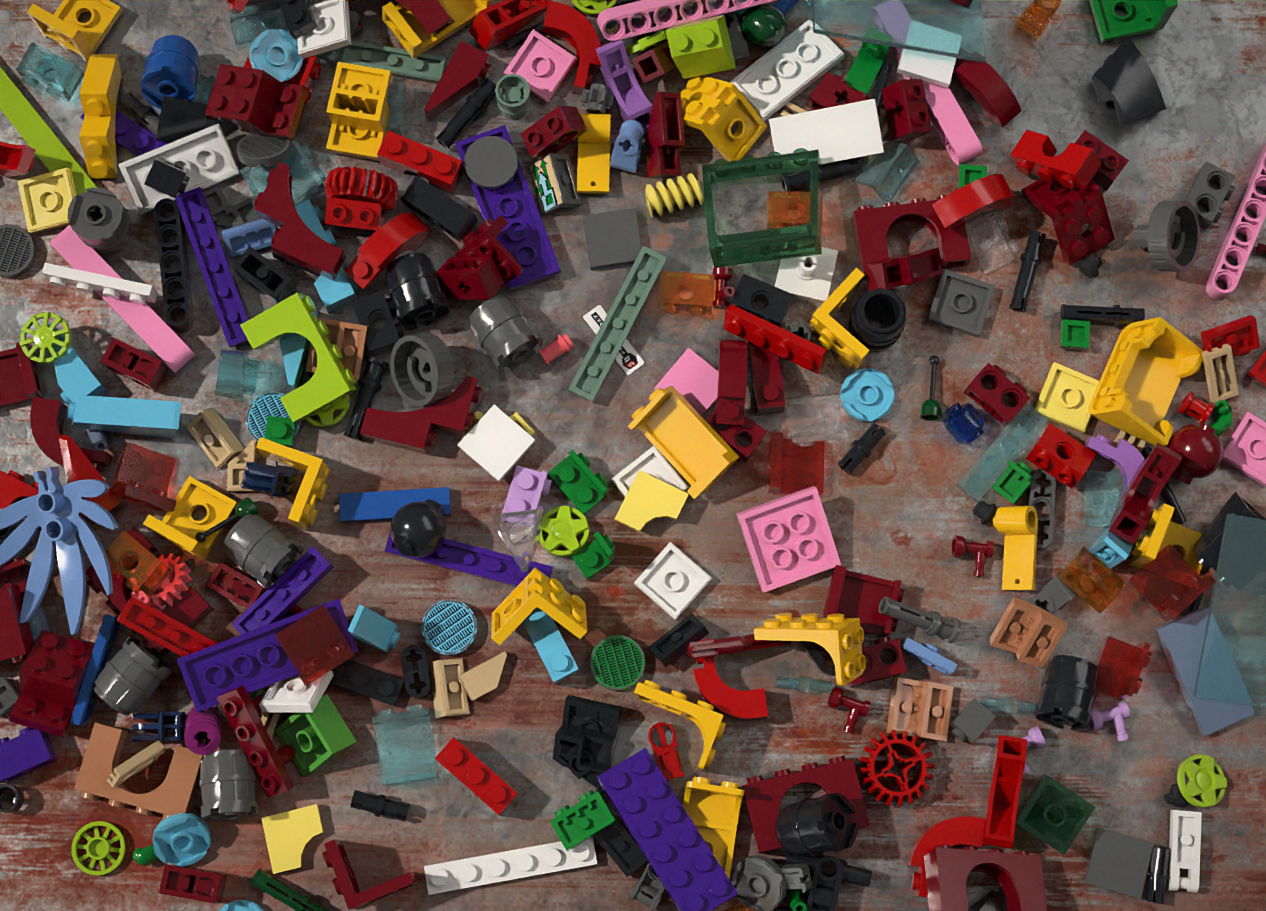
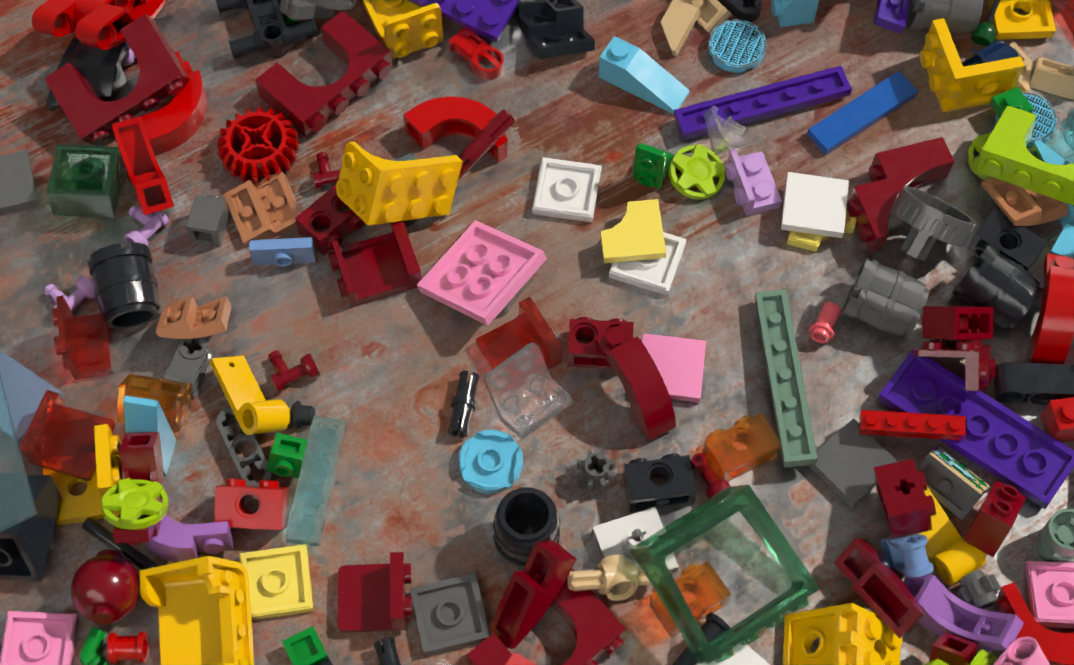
camera: 150 degrees right, 15 degrees down
(369, 385) = (968, 190): black pin -> none
(419, 528) = (825, 85): black brick -> none
(491, 162) = (1030, 452): dark grey tile -> none
(547, 595) = (677, 81): yellow bracket -> none
(558, 230) = (912, 425): none -> red piece
(579, 482) = (713, 220): green bracket -> none
(606, 196) = (903, 498): none -> dark red brick
(617, 662) = (569, 98): tile -> none
(627, 356) = (754, 362): white sticker -> none
(673, 194) = (825, 534): light yellow piece -> none
(676, 641) = (527, 139): black plate -> none
(684, 439) = (641, 304): yellow panel -> none
(701, 714) = (484, 78): yellow bracket -> none
(766, 380) = (606, 416): dark red slope -> none
(774, 339) = (606, 441): red plate -> none
(817, 825) = (301, 44): black piece -> none
(831, 333) = (562, 484): yellow bracket -> none
(844, 249) = (612, 577): none -> tan axle
(931, 409) = (416, 482): hinge -> none
(931, 622) = (296, 276): dark grey pin -> none
(963, 422) = (373, 484): clear blue head -> none
(992, 400) = (357, 526): dark red brick -> none
(1007, 342) = (374, 596): none -> dark red bracket
(1009, 704) = (179, 256): clear light blue bar -> none
(1100, 497) = (188, 494): clear light blue panel -> none
(1154, 477) = (133, 501): none -> lime wheel

